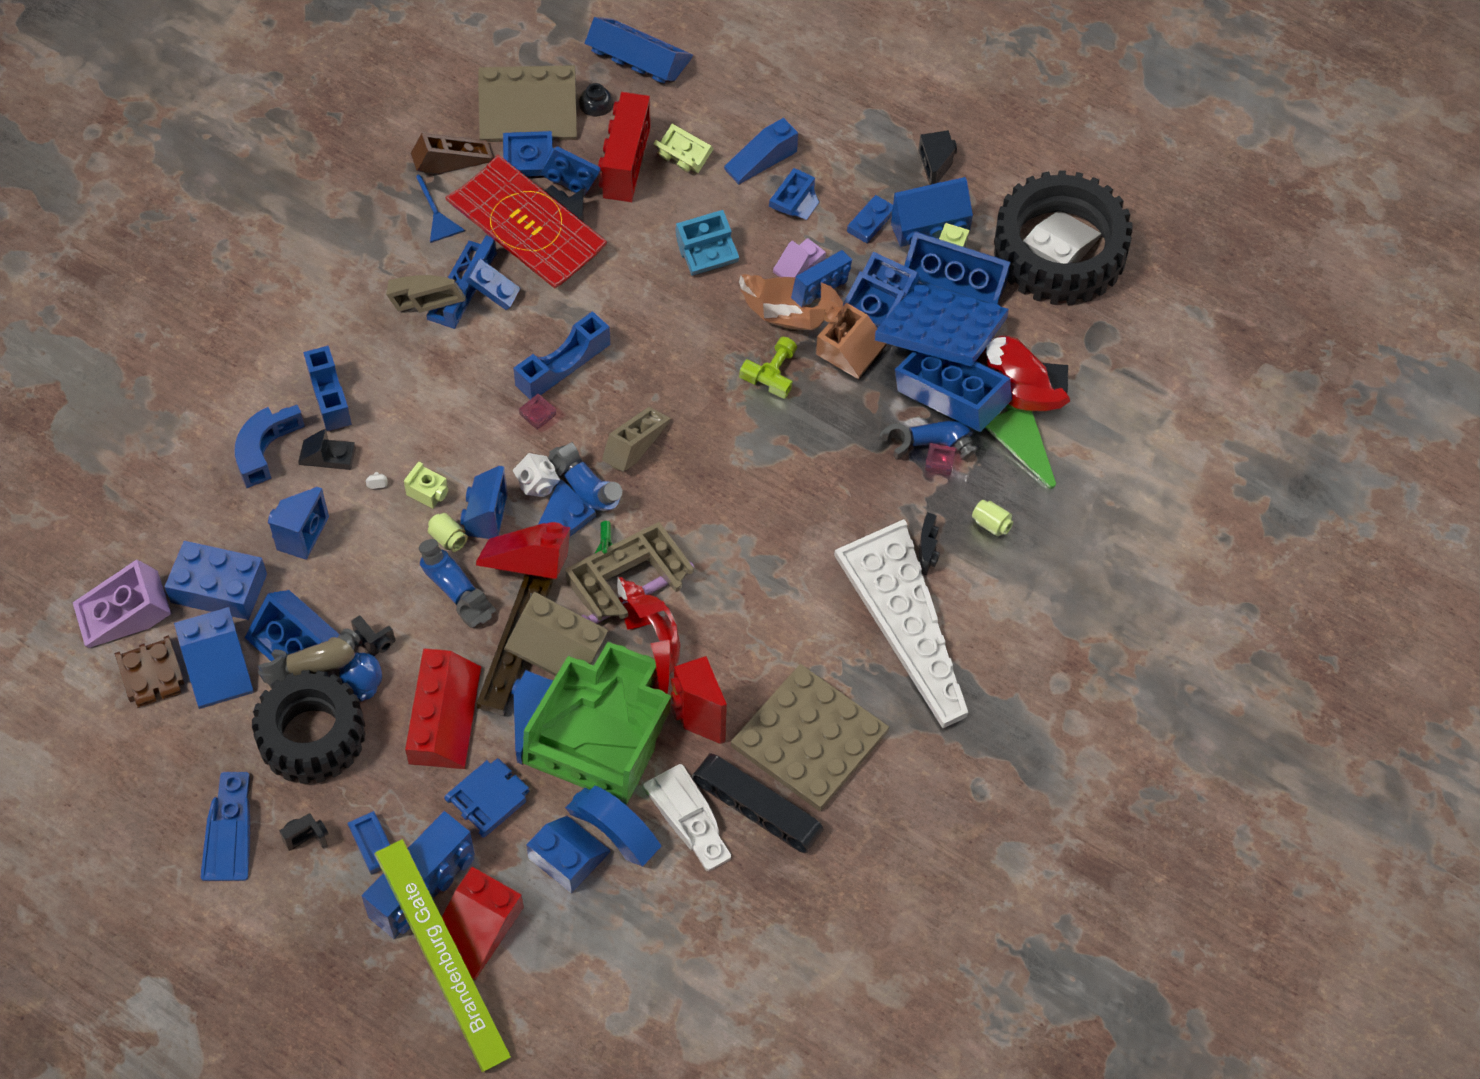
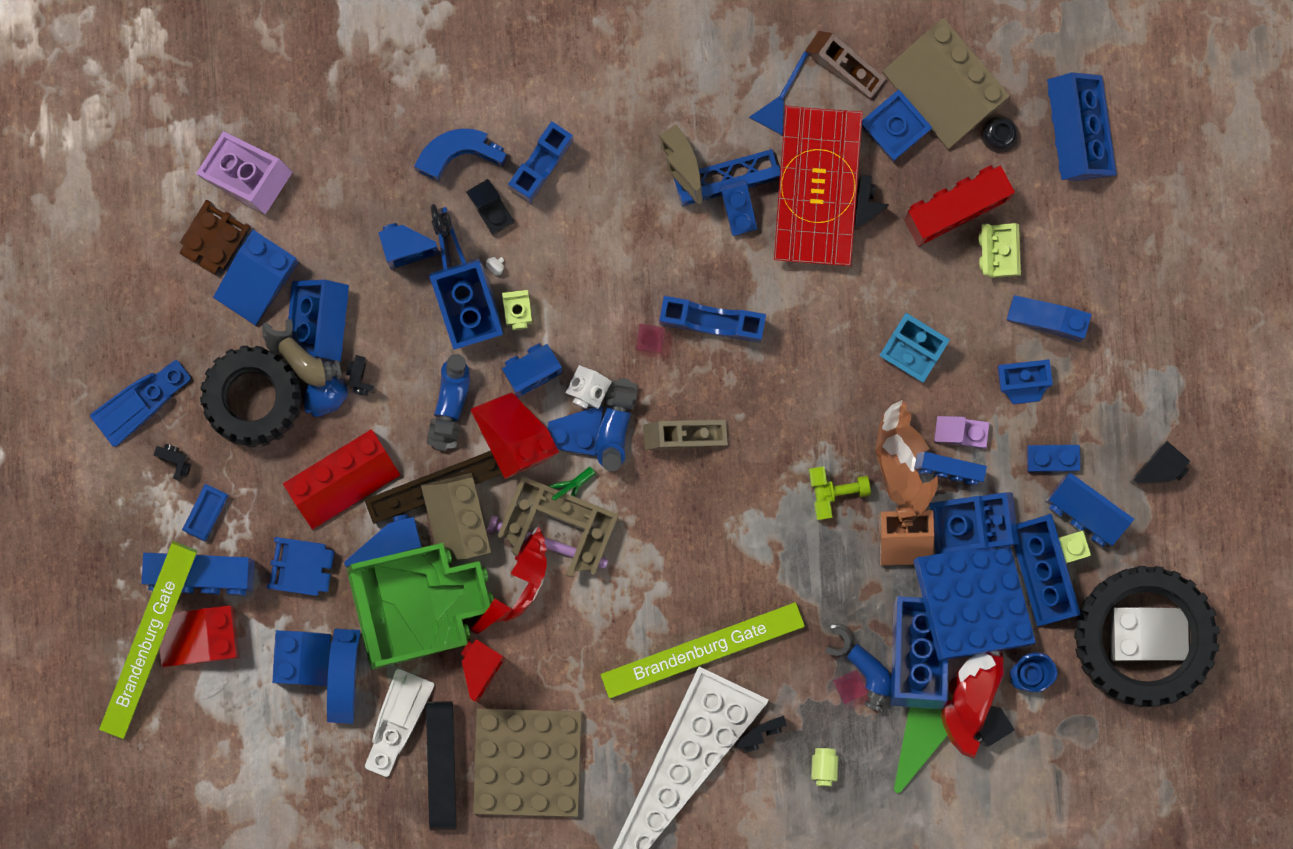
camera: 50 degrees right, 25 degrees up
(216, 579) = (316, 223): blue brick -> none
(371, 504) = (463, 291): none -> blue slope
(447, 532) = (489, 358): yellowish green brick -> none
(569, 170) = (901, 176): blue bracket -> none
(822, 546) = (702, 650): none -> lime tile
(1032, 325) = (1034, 672): none -> blue hair

